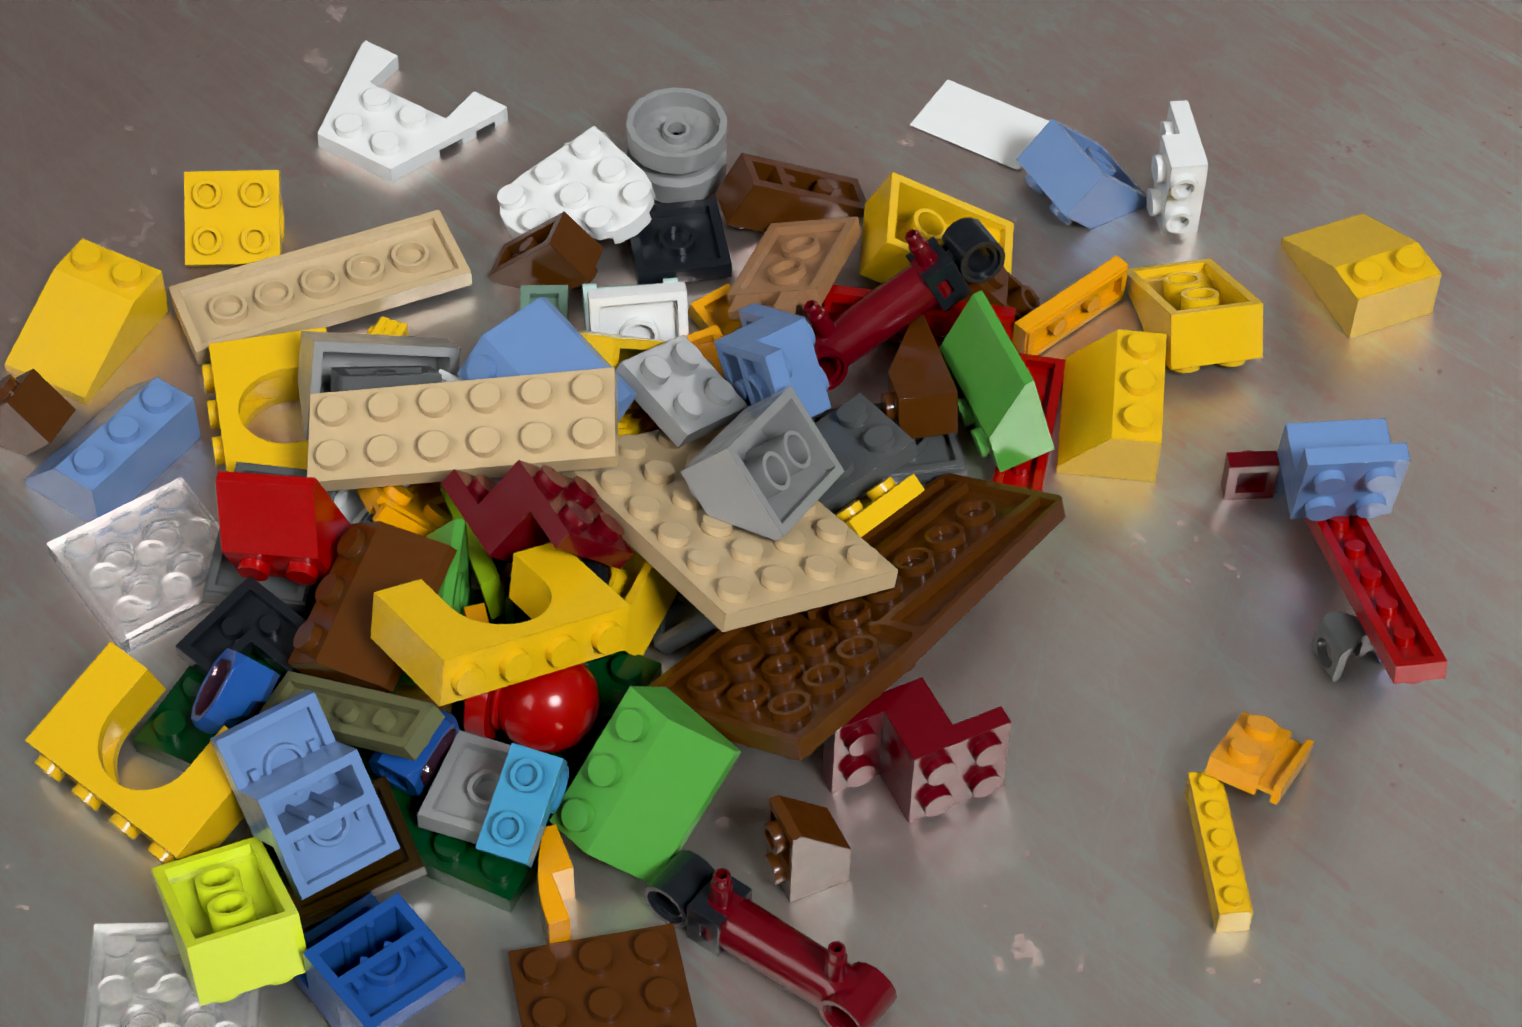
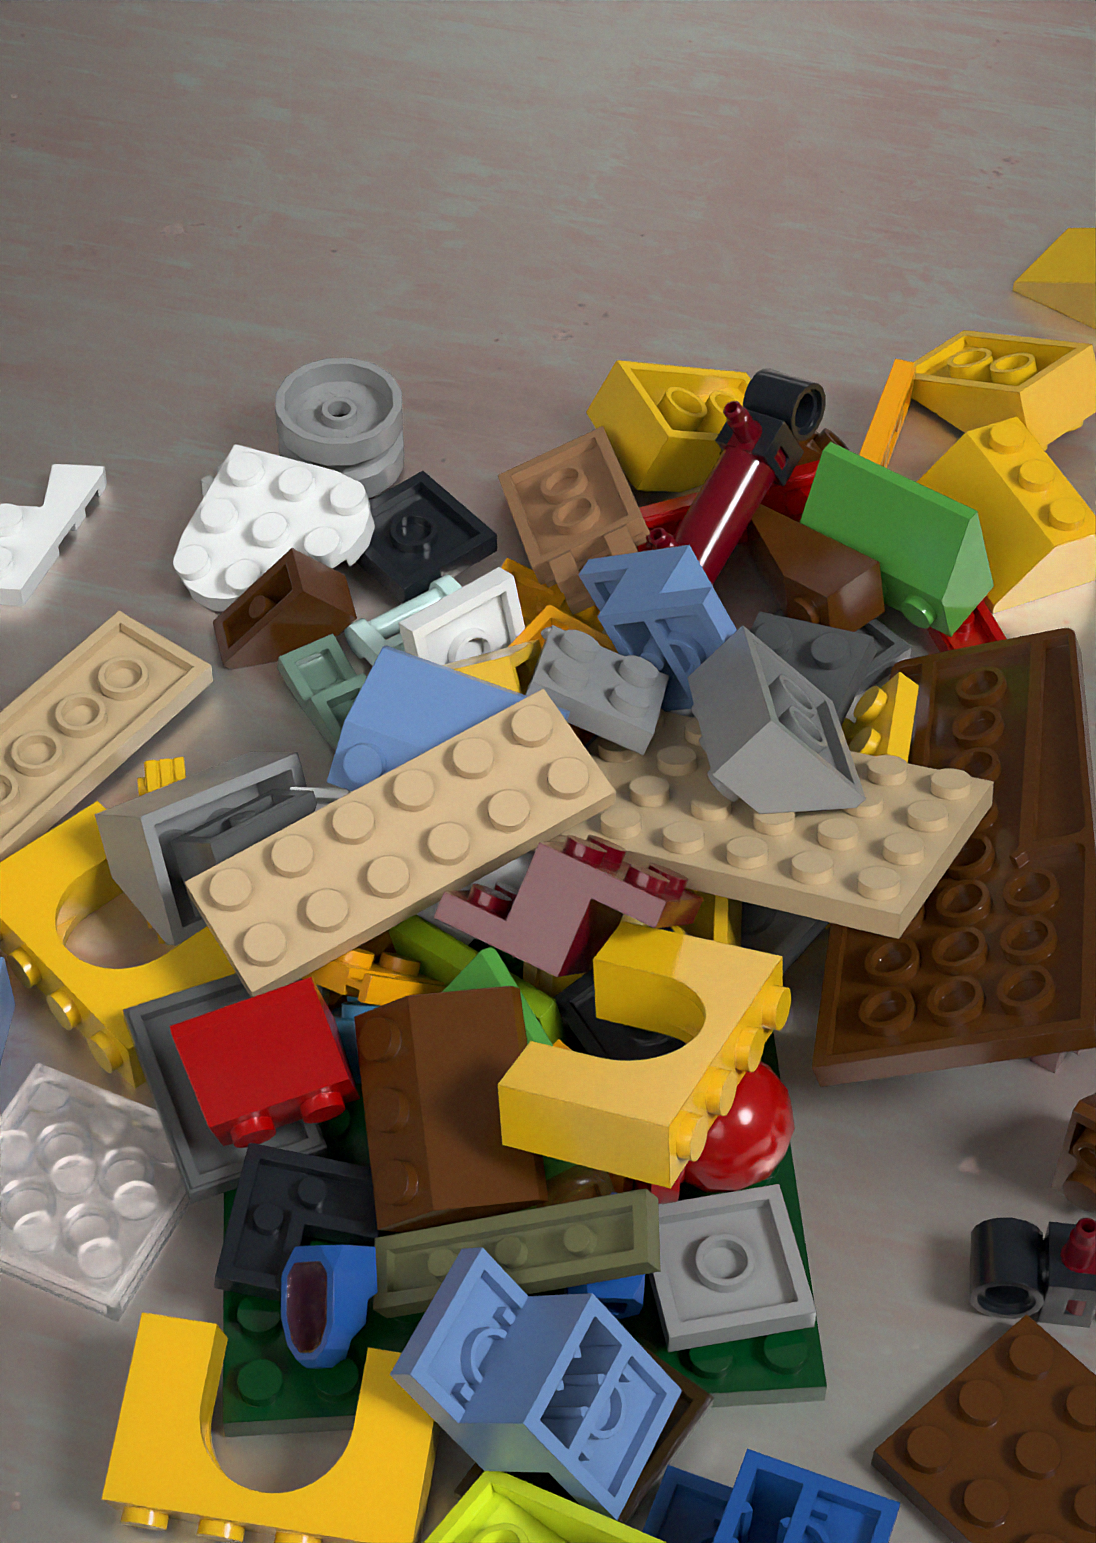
camera: 30 degrees left, 0 degrees up
(523, 799) = (798, 1261): dark azure plate -> none
(554, 886) = (854, 1329): light orange slope -> none
(645, 783) = (907, 1164): bright green slope -> none
(773, 191) = (489, 436): reddish brown slope -> none
(979, 123) = (625, 287): white sticker -> none
(1079, 177) = (780, 298): medium blue slope -> none
(1178, 173) = (884, 248): white plate -> none

